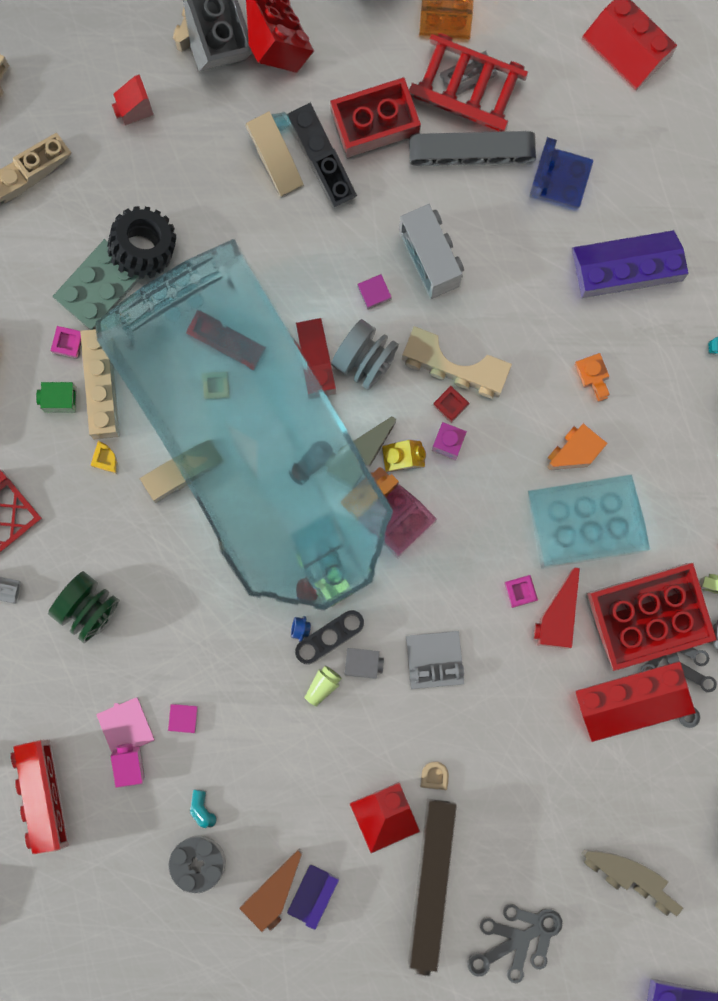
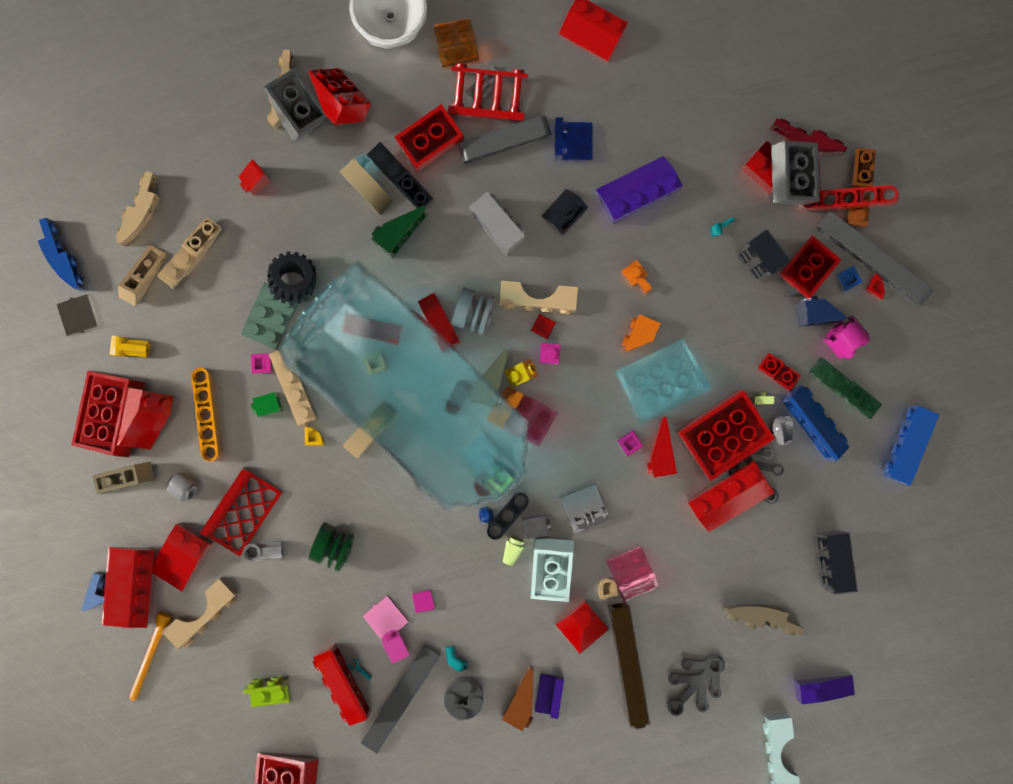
camera: 20 degrees left, 5 degrees up
(69, 783) = (359, 669): none -> teal hand
(112, 841) = (400, 699): none -> dark grey tile
(298, 222) = (396, 232): none -> dark green slope
(367, 727) = (552, 569): none -> light aqua slope
(374, 291) = (465, 262): dark pink tile -> none
(473, 767) = (632, 574): none -> clear pink bracket
(524, 263) = (565, 211): none -> black panel

